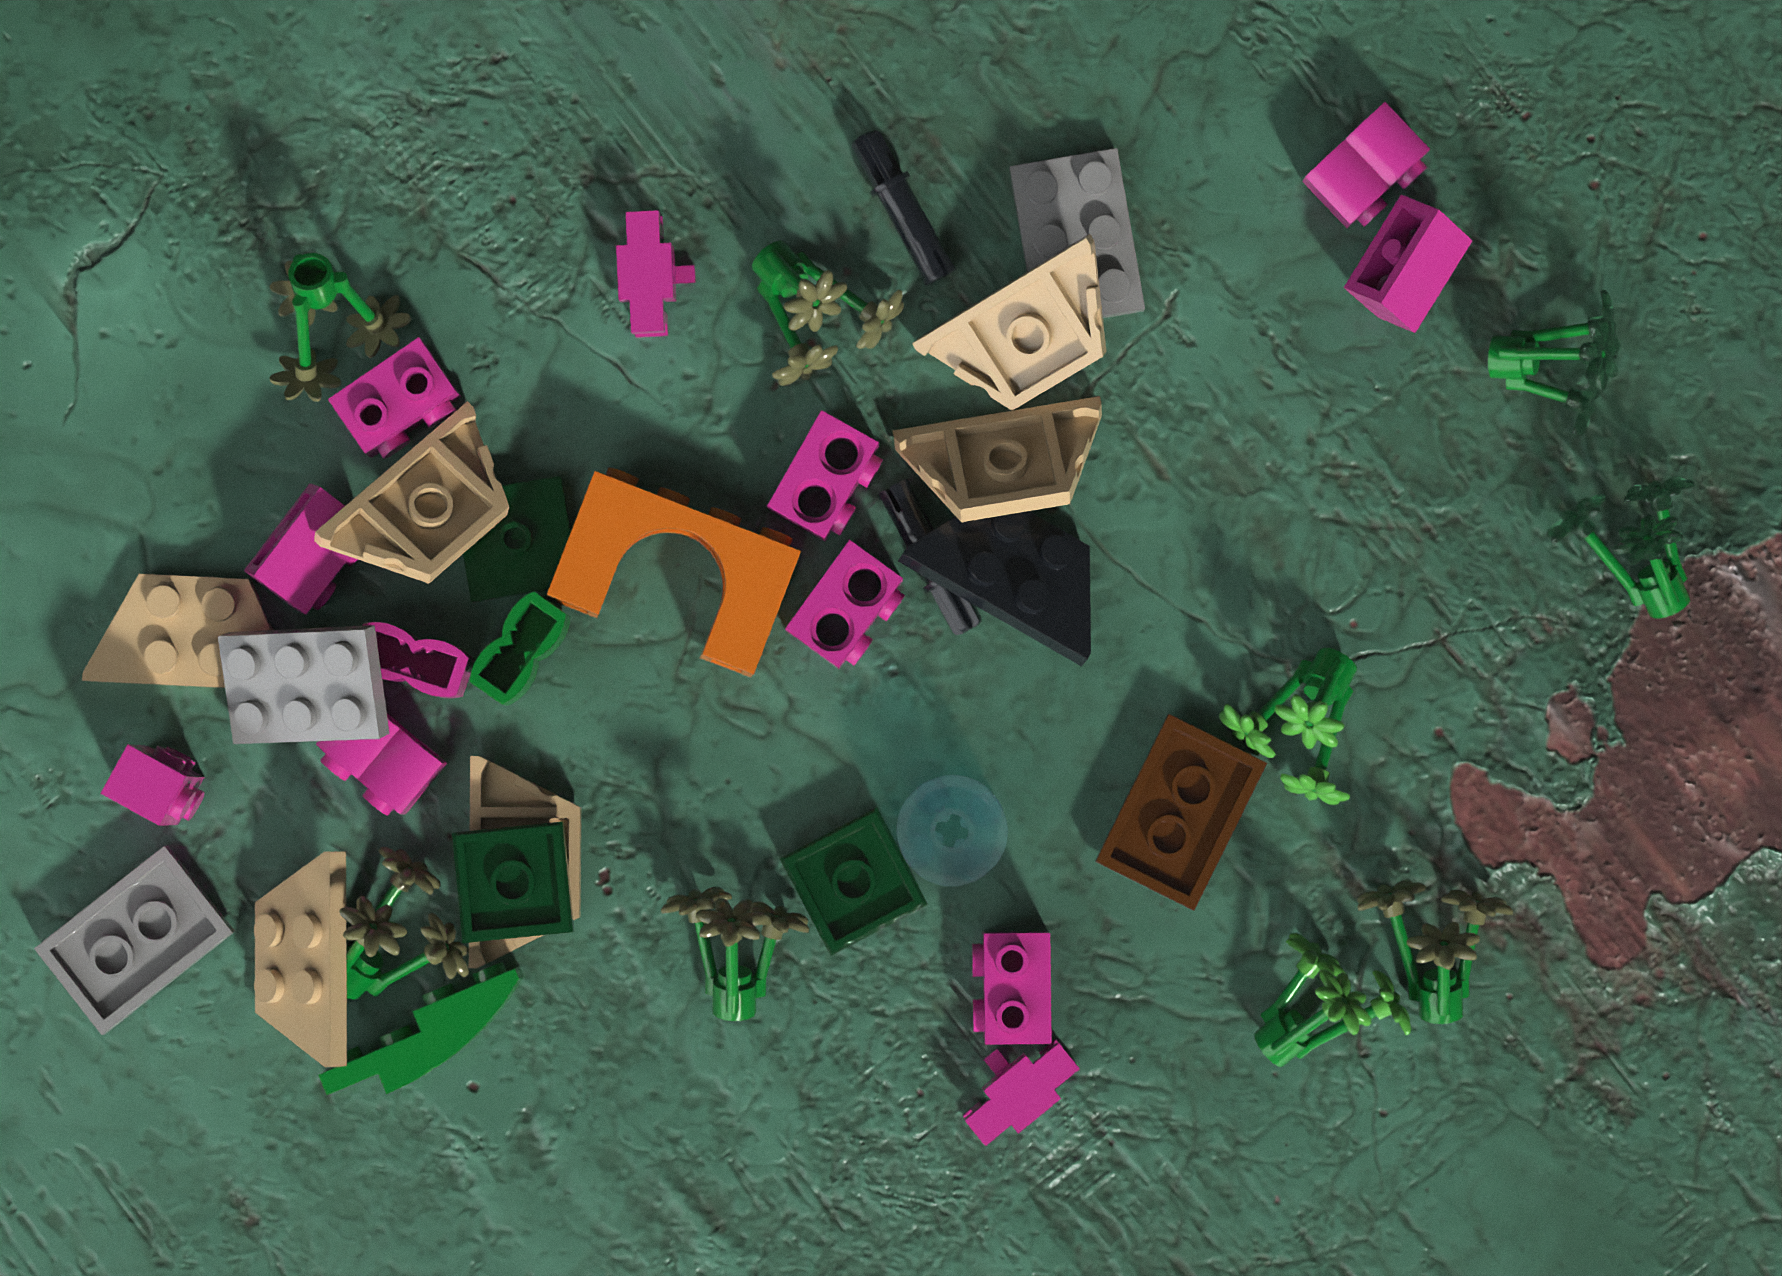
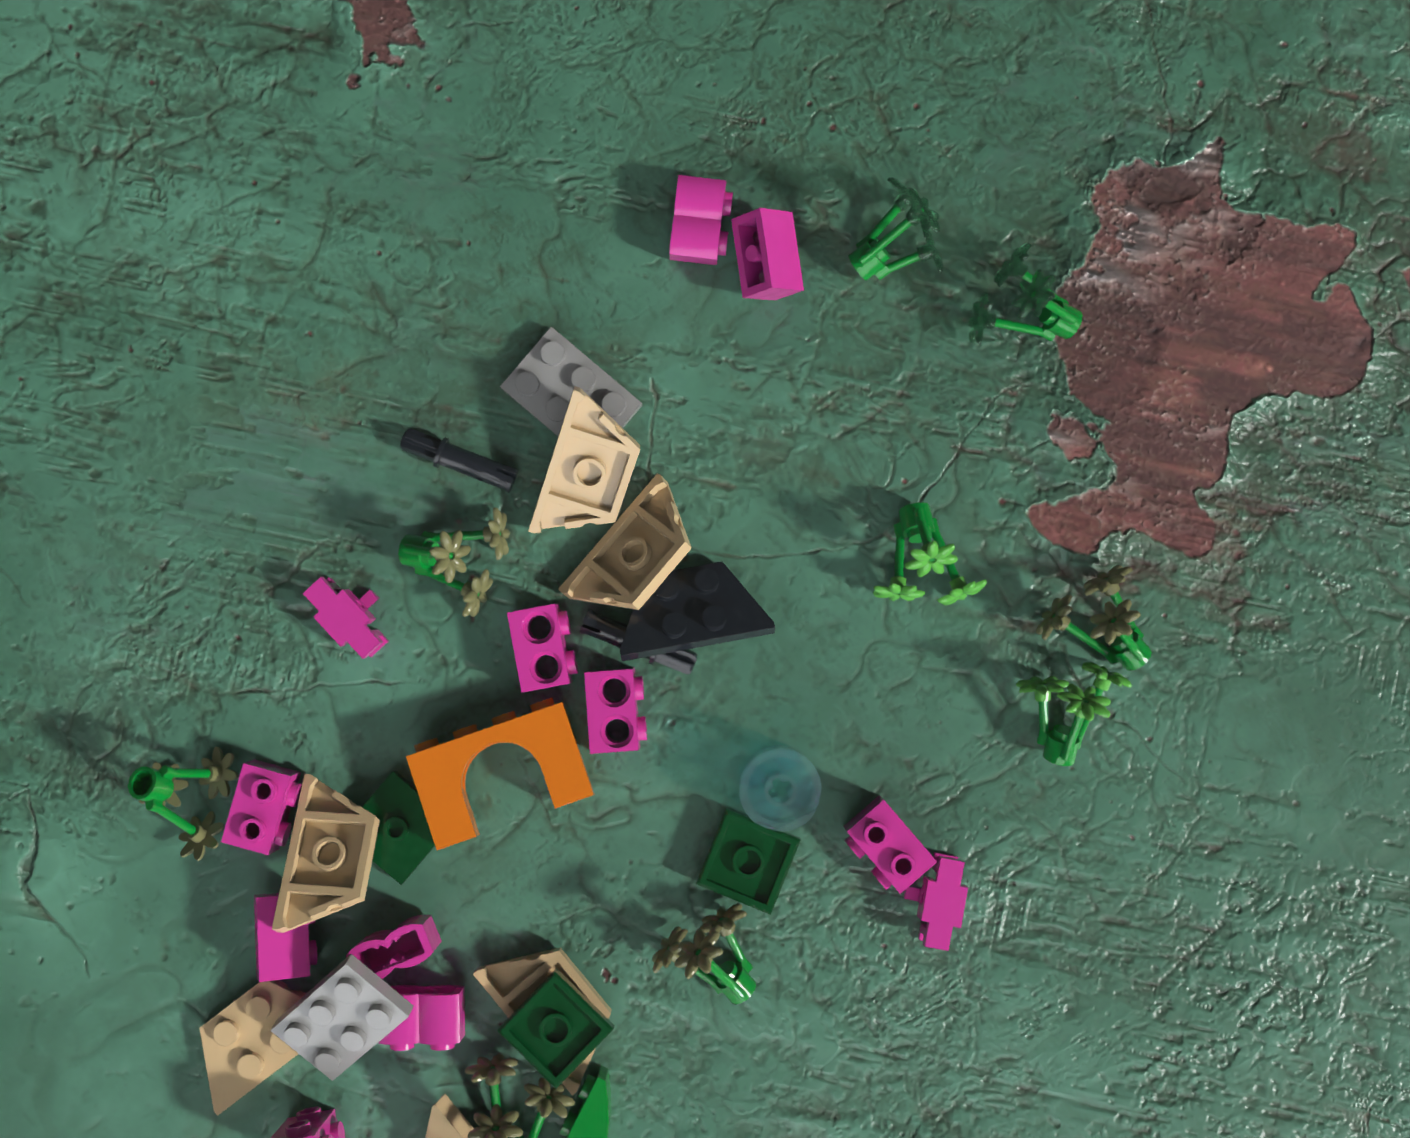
camera: 35 degrees left, 0 degrees up
(512, 661) = (451, 901): green brick -> none
(1180, 812) = (898, 668): reddish brown plate -> none

